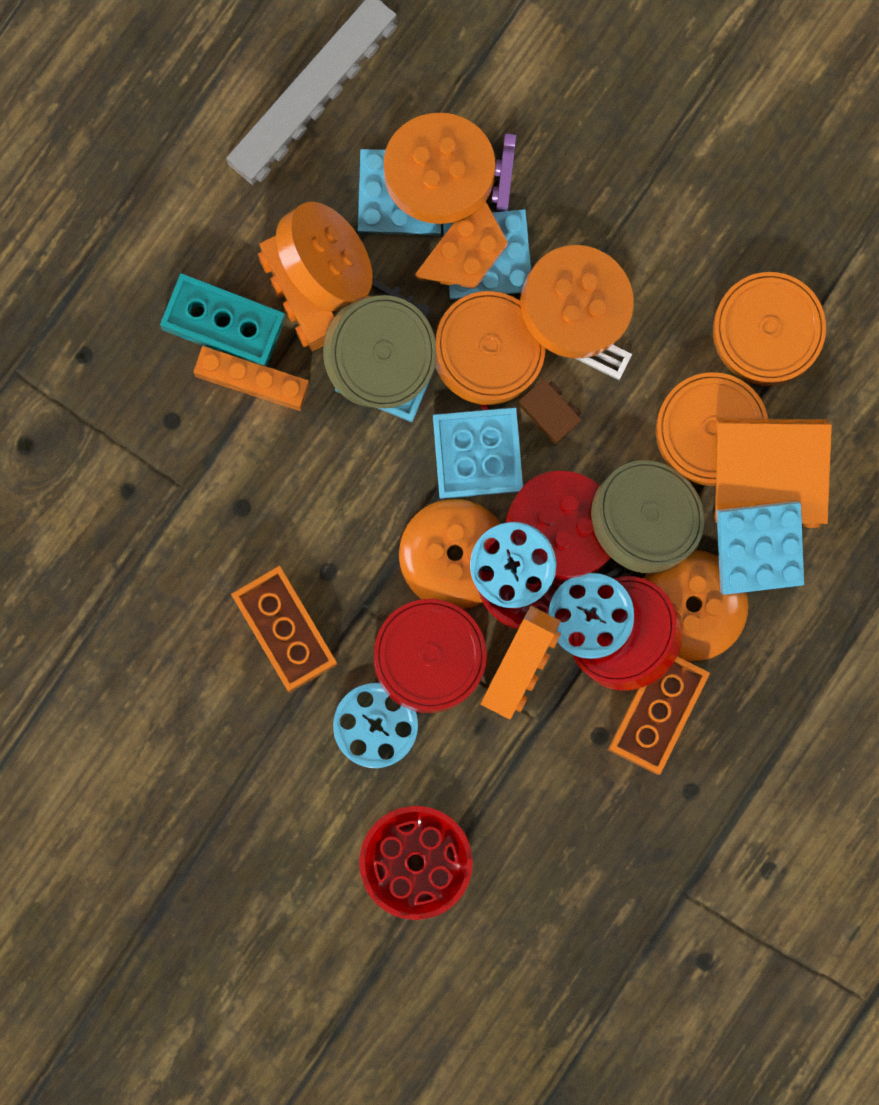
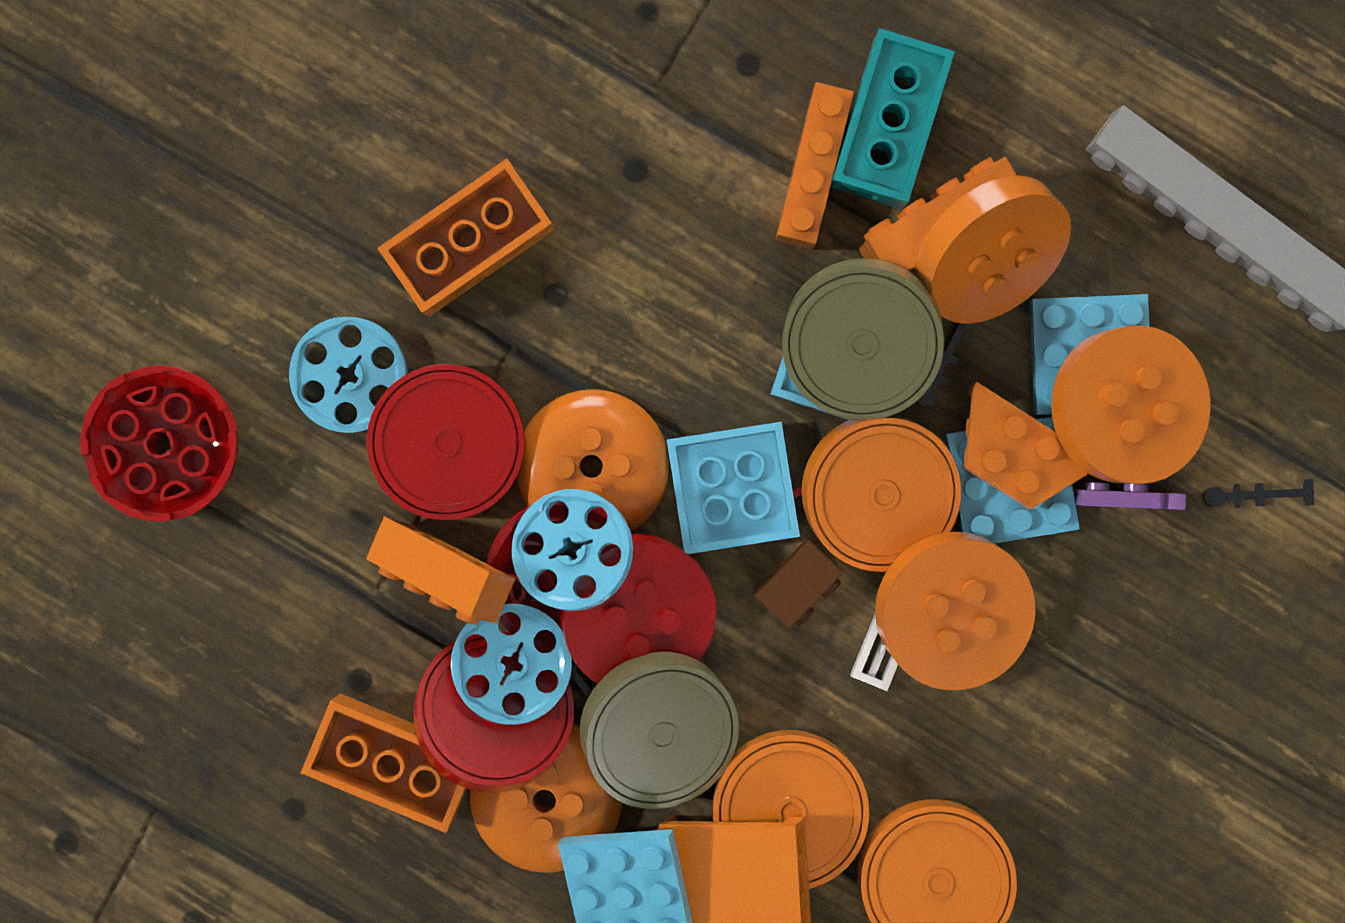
camera: 90 degrees right, 5 degrees up
(509, 111) = (1215, 496): none -> black piece

